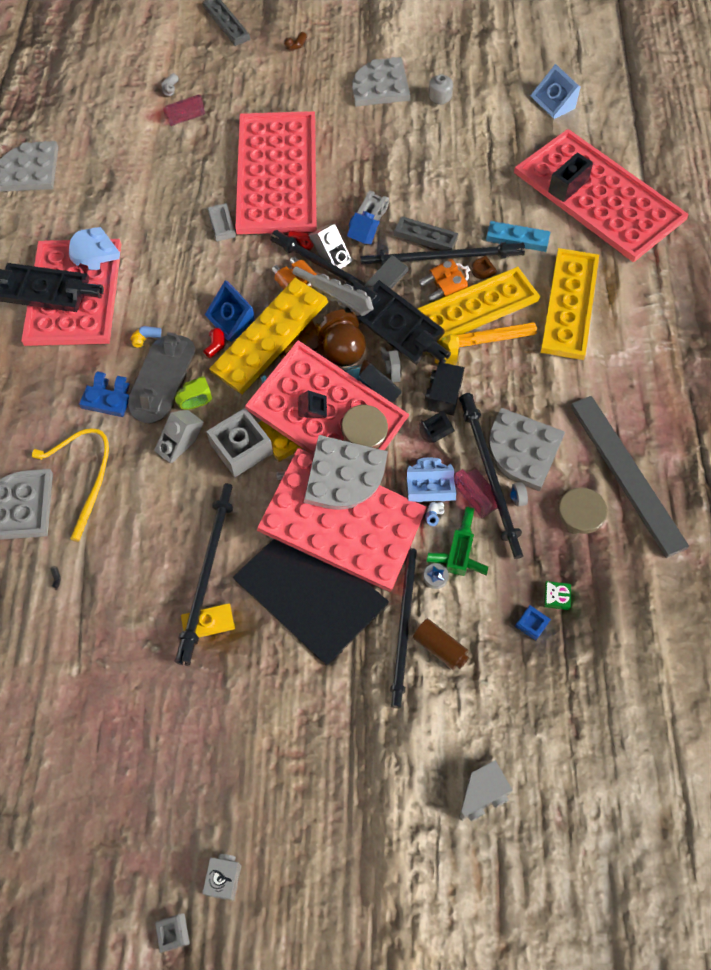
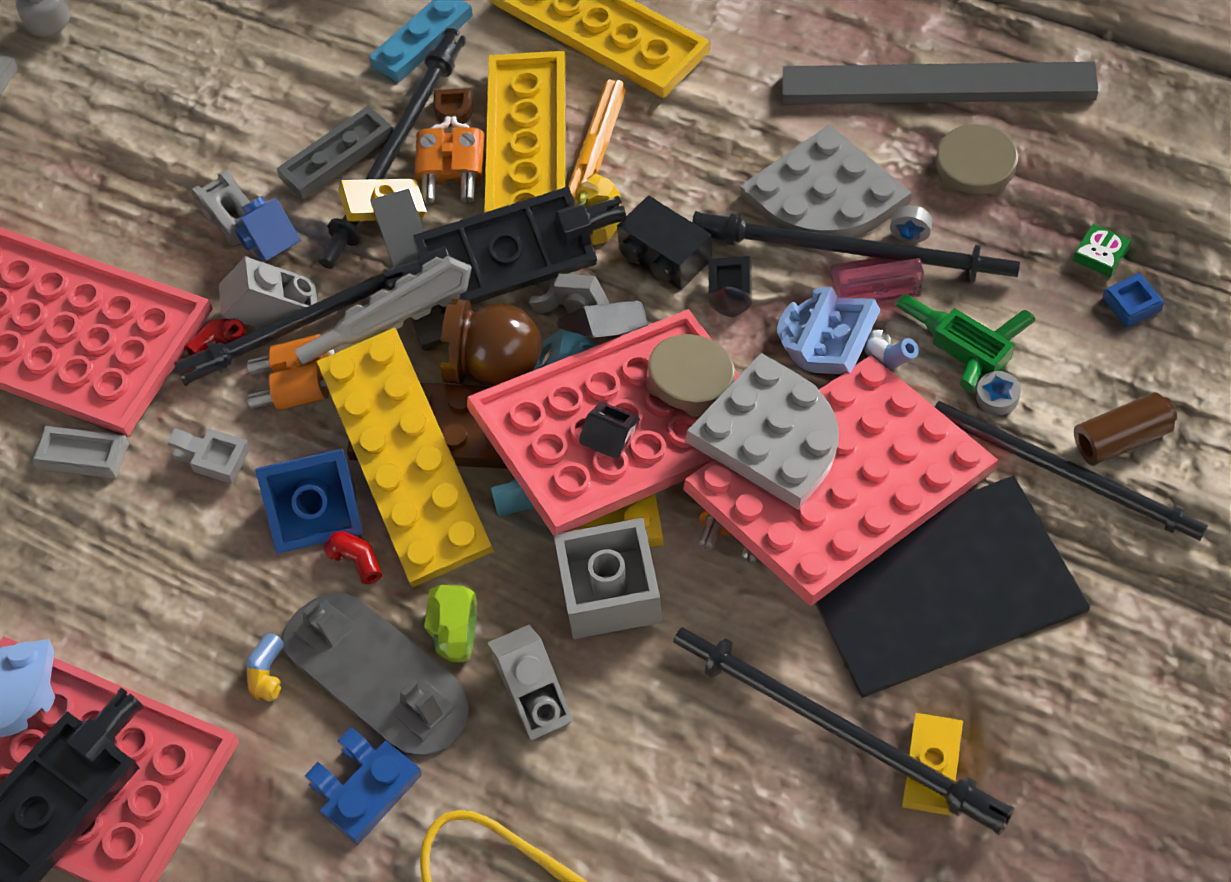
camera: 60 degrees left, 5 degrees down
(240, 267) = (213, 456): none -> light grey plate
(416, 270) = (357, 195): none -> plate

